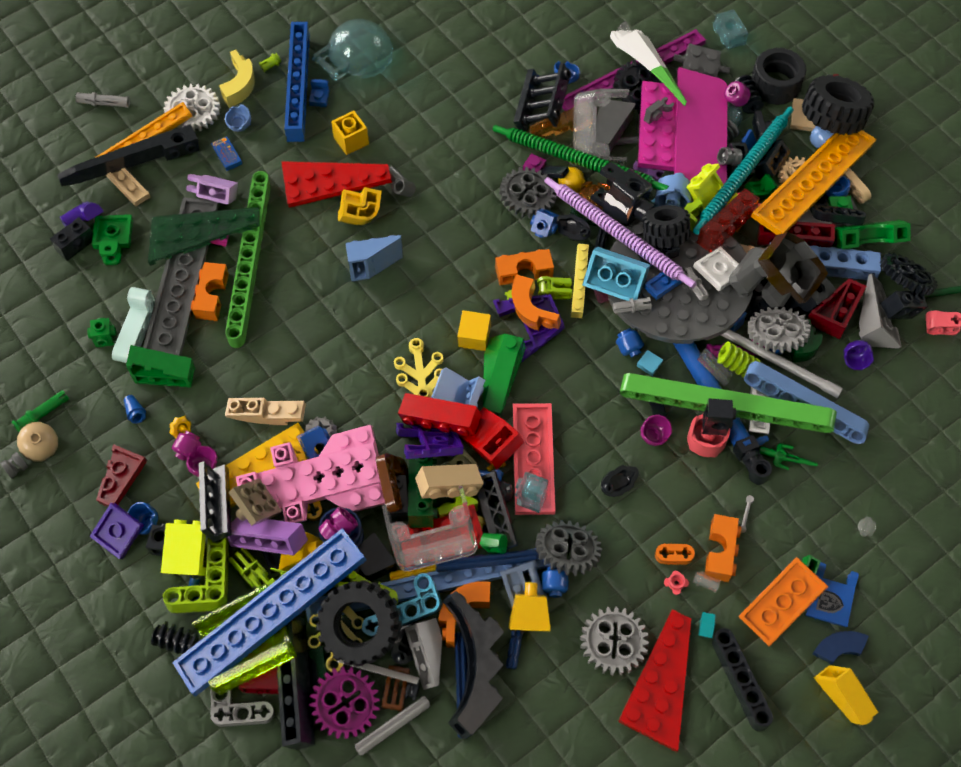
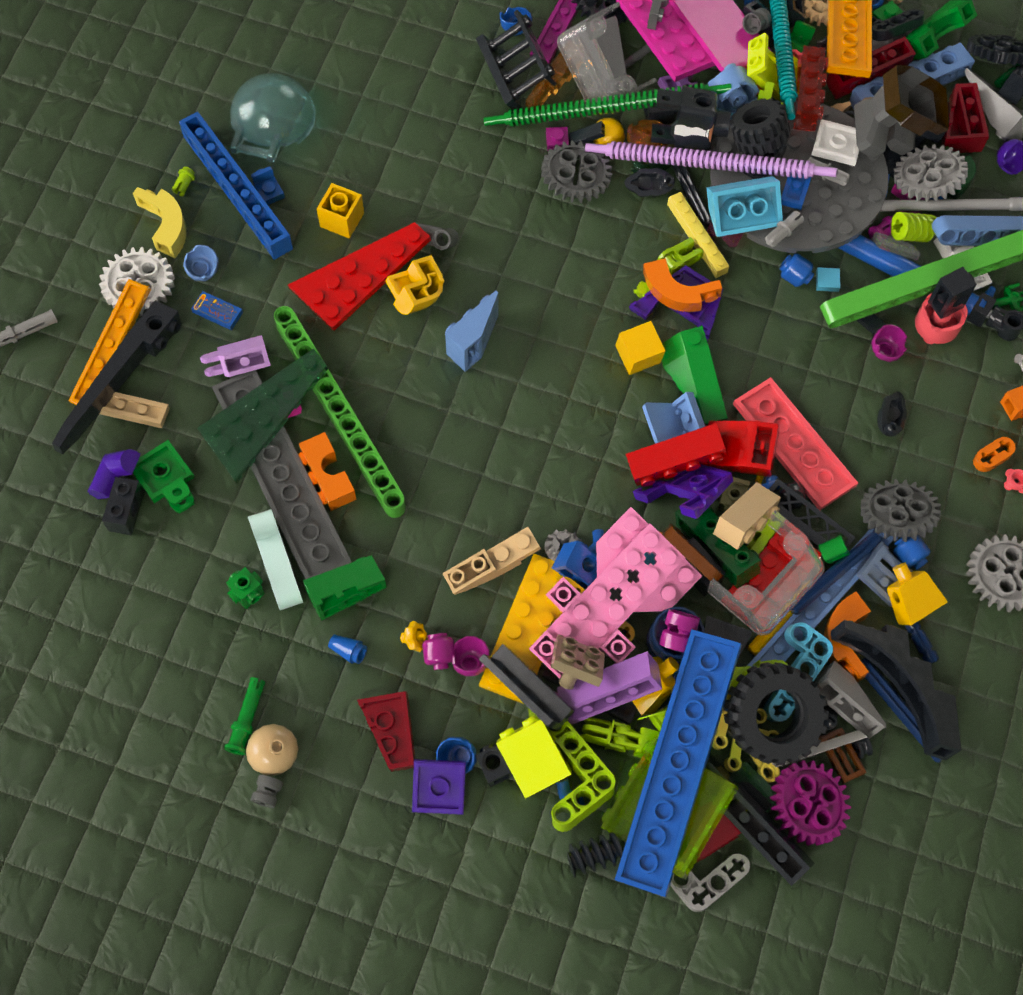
camera: 35 degrees left, 5 degrees up
(392, 725) = (868, 794): light grey axle -> none
(420, 373) = (614, 426): light yellow plant -> none
(531, 491) = (832, 476): clear light blue brick -> none
(538, 262) = (644, 239): orange arch -> none
(544, 223) = (620, 187): brick -> none

